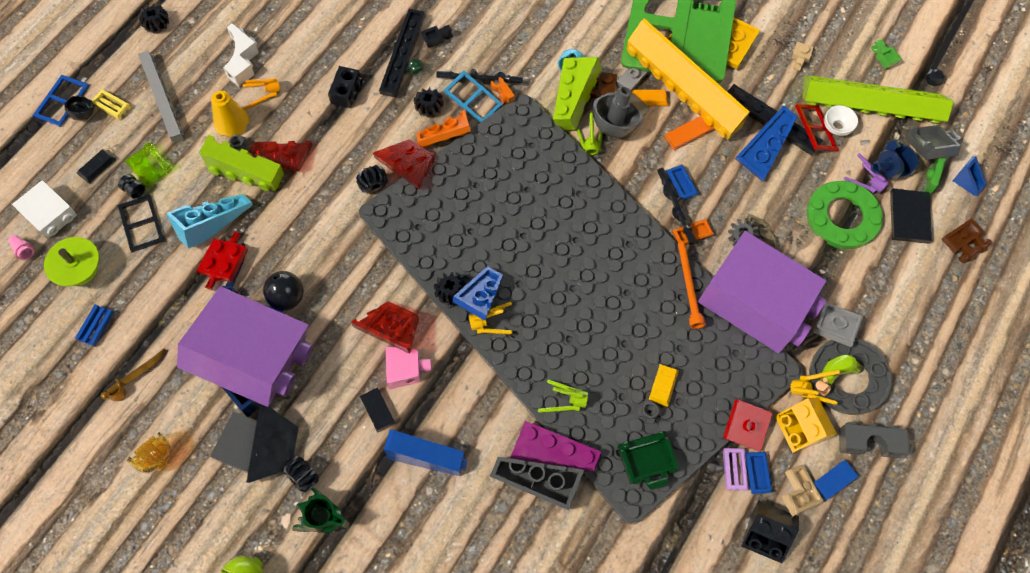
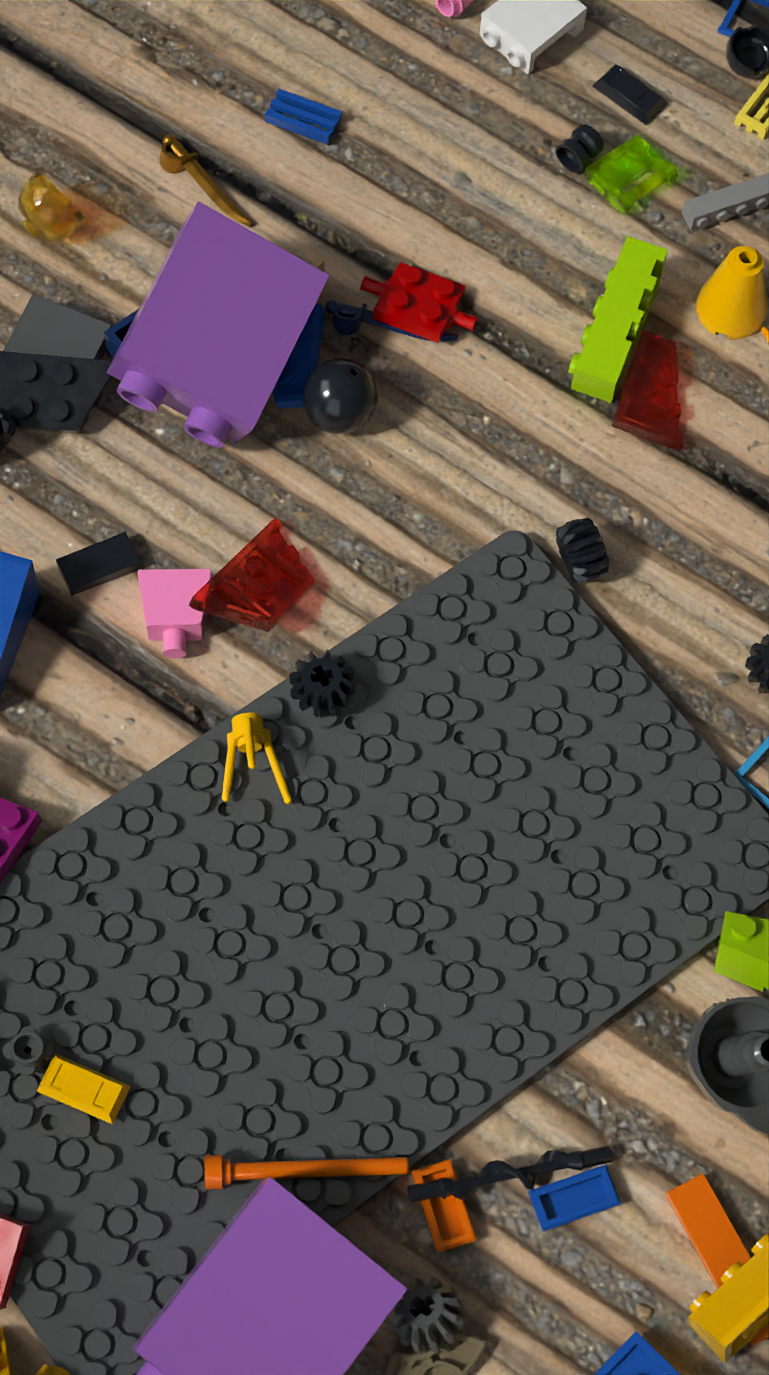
camera: 90 degrees right, 0 degrees up
(72, 262) = (416, 67): lime piece -> none
(127, 228) = (498, 151): black window -> none
(202, 222) = (500, 264): medium azure wedge -> none
(236, 139) = (678, 309): dark grey plate -> none
(407, 161) = (627, 619): clear red wing -> none
(450, 128) = (707, 703): orange wing -> none
(479, 293) = (302, 733): blue wing -> none
(577, 398) = (68, 910): lime plant -> none
(591, 145) = (671, 998): lime plant -> none

